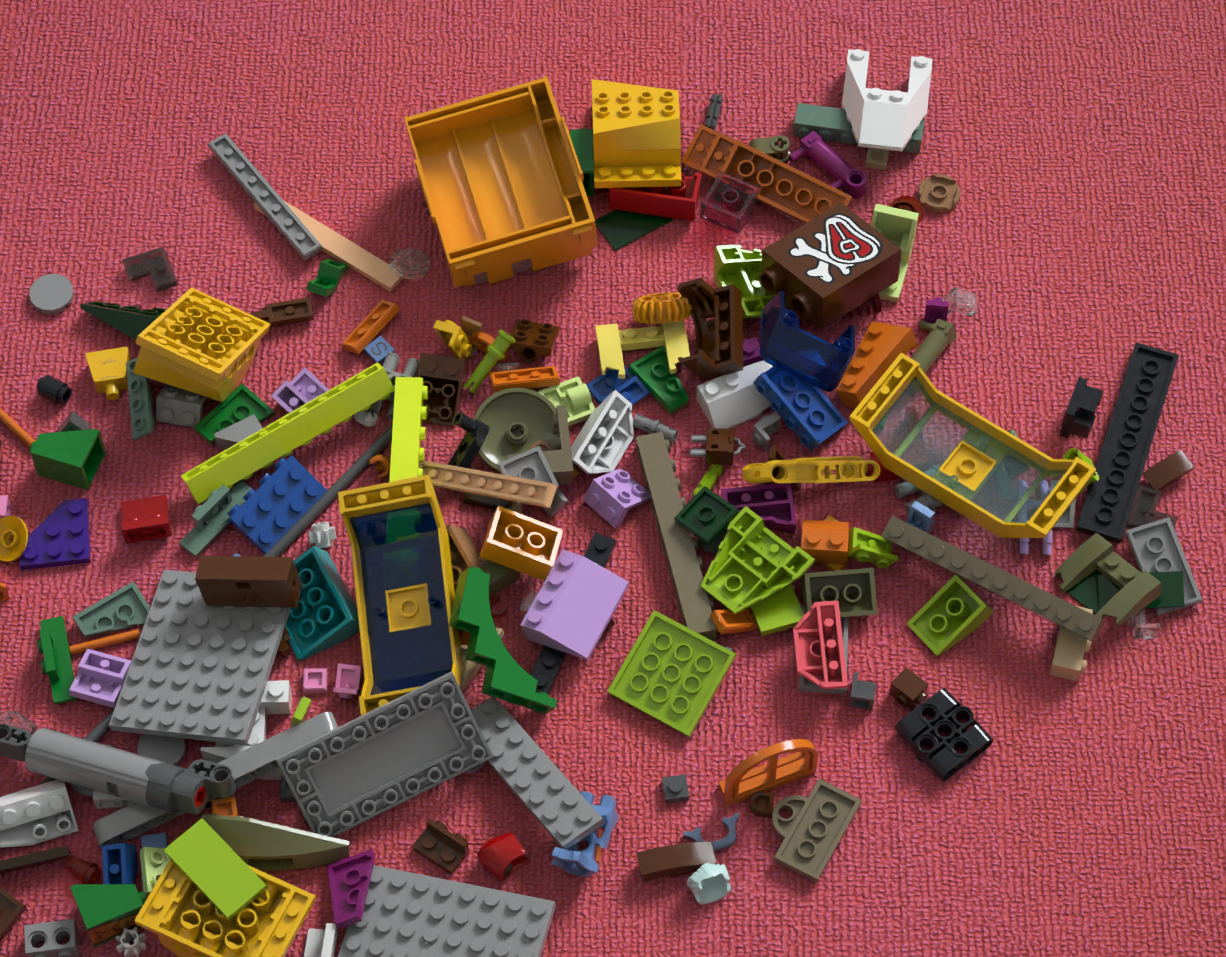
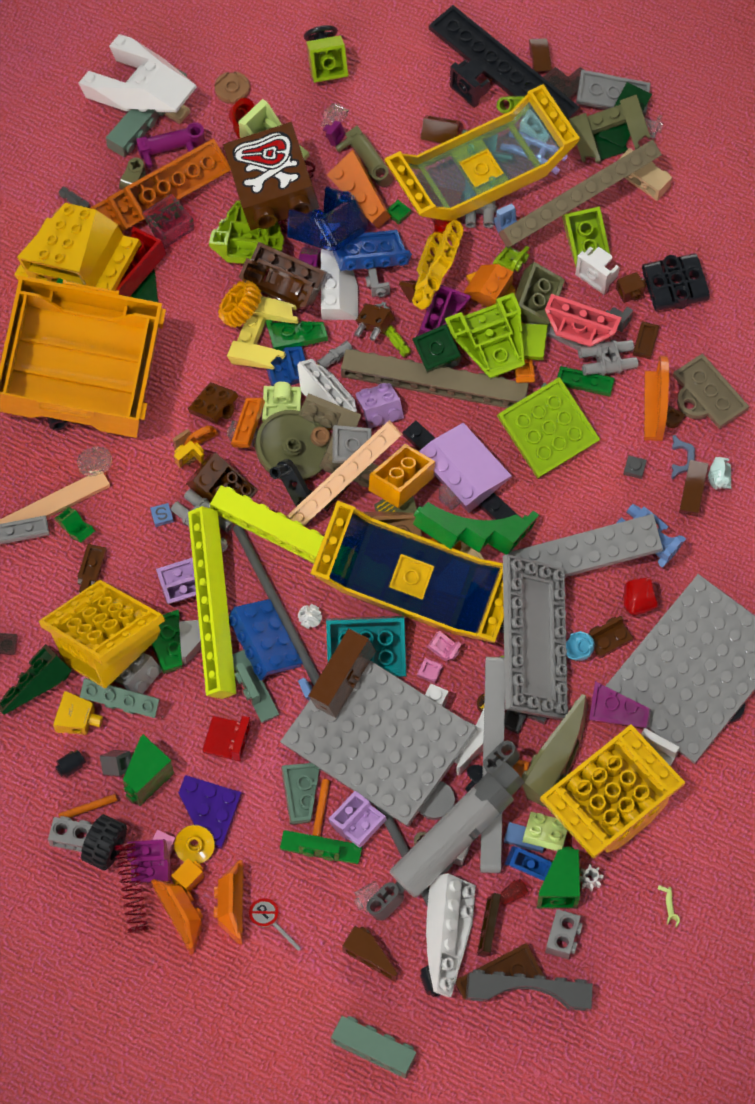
camera: 65 degrees left, 5 degrees up
(215, 869) = (580, 783): lime tile -> none
(301, 712) = (471, 687): lime tile -> none
(370, 327) = (137, 512): orange tile -> none
(384, 464) = (264, 551): orange arm -> none
(410, 817) = (579, 646): none -> medium azure hair
(495, 353) = (218, 429): lime pin -> none
(760, 692) = (590, 383): none -> green tile
(797, 713) = (603, 353): none -> light grey pin
(850, 735) = (646, 340): none -> reddish brown tile
(908, 640) = (592, 269): none -> white panel
(1007, 409) = (439, 129): none -> reddish brown panel
(1025, 259) = (326, 53): none -> lime piece

